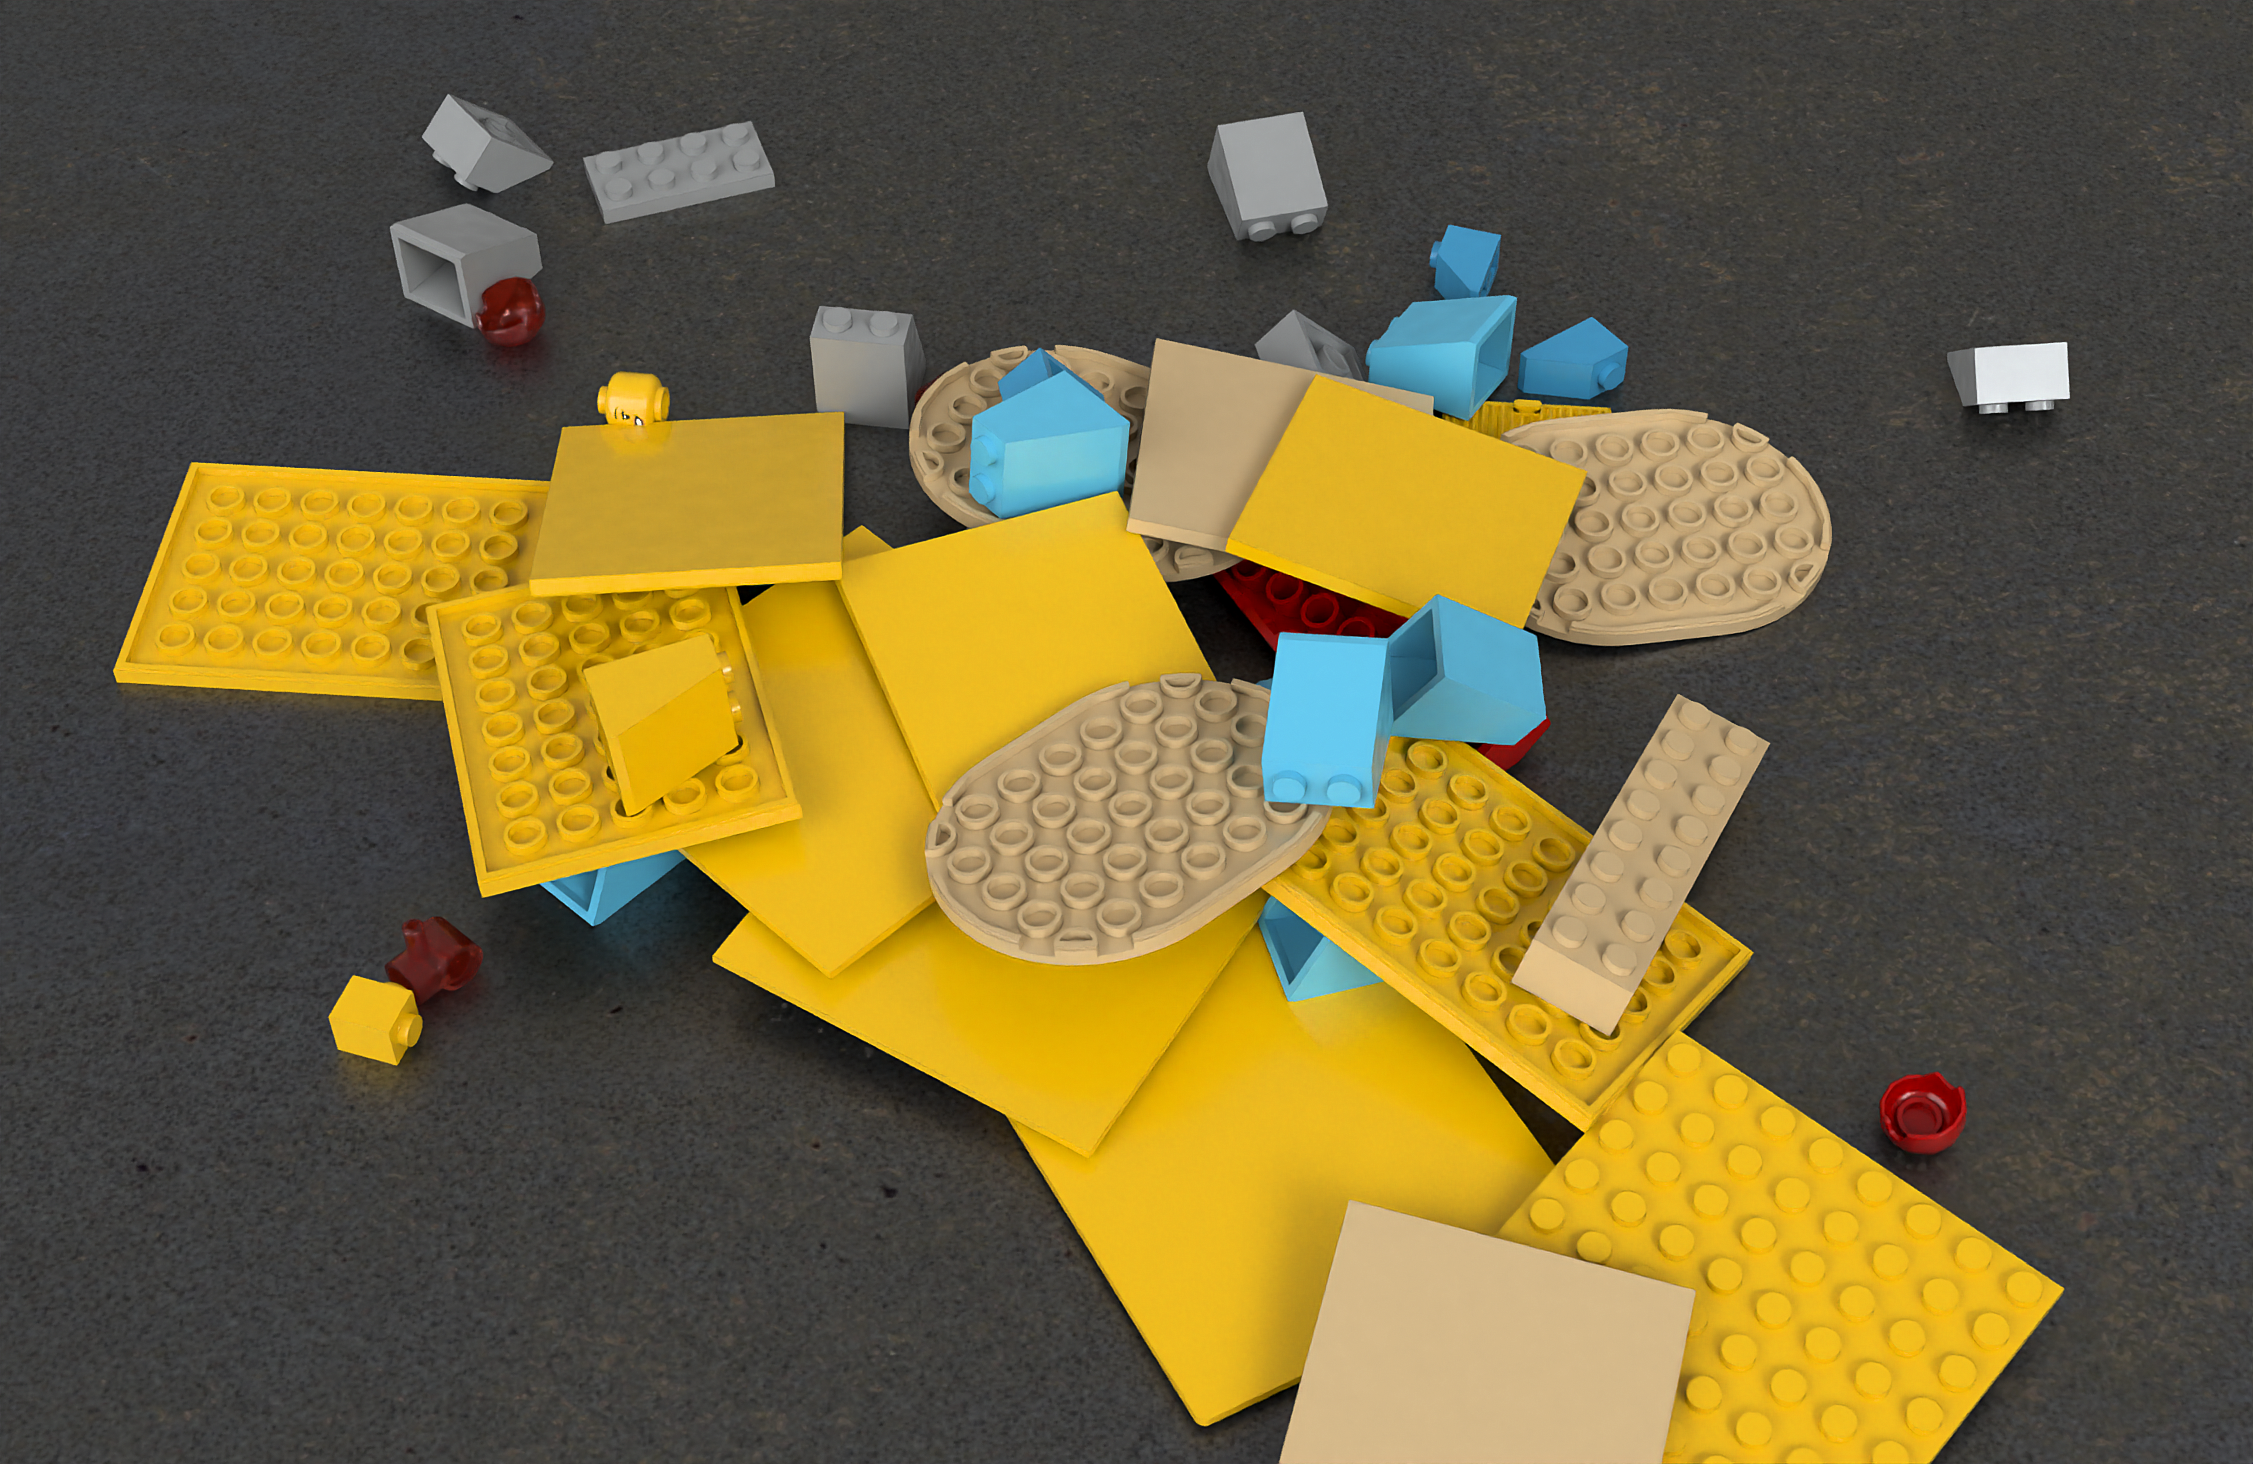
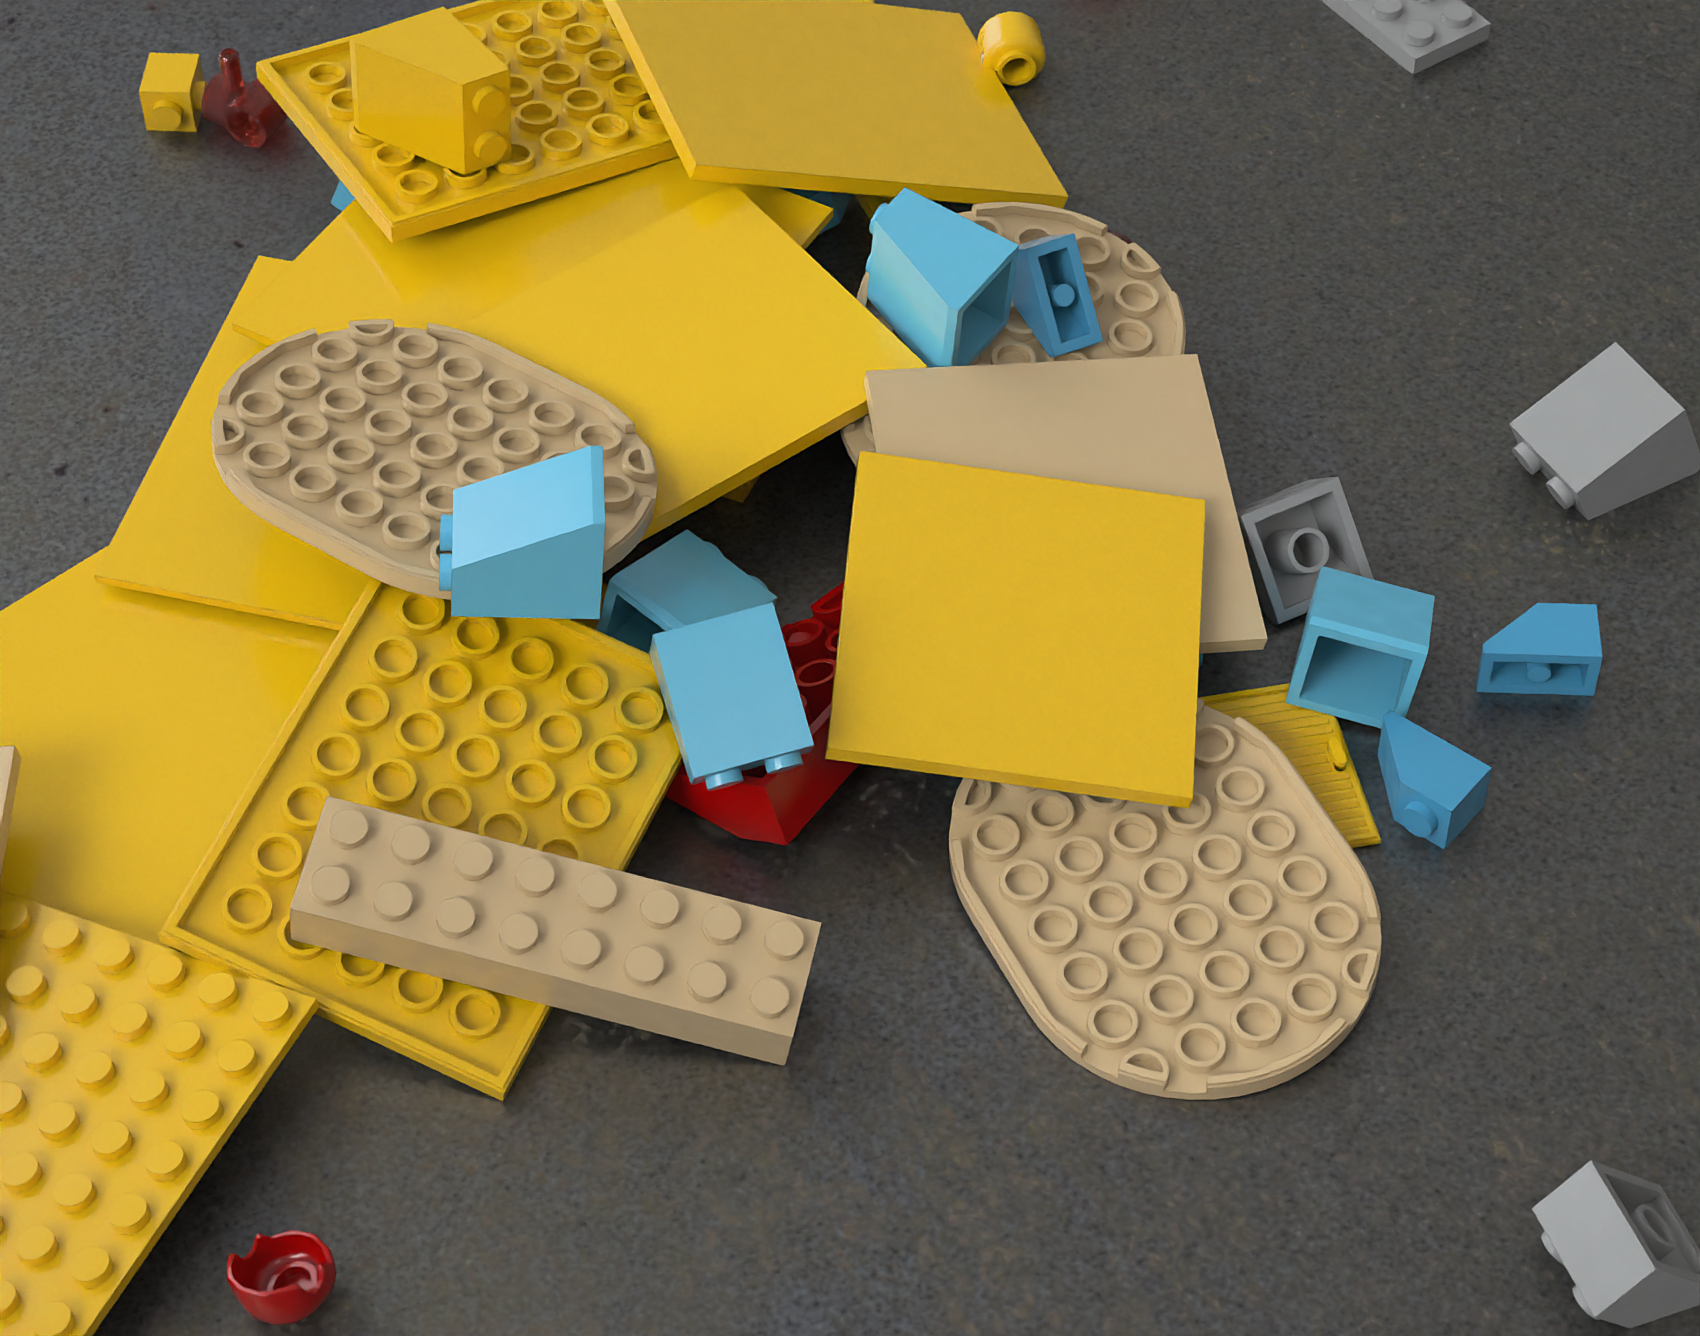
camera: 75 degrees right, 0 degrees up
(867, 365) = (1115, 172): light grey slope -> none

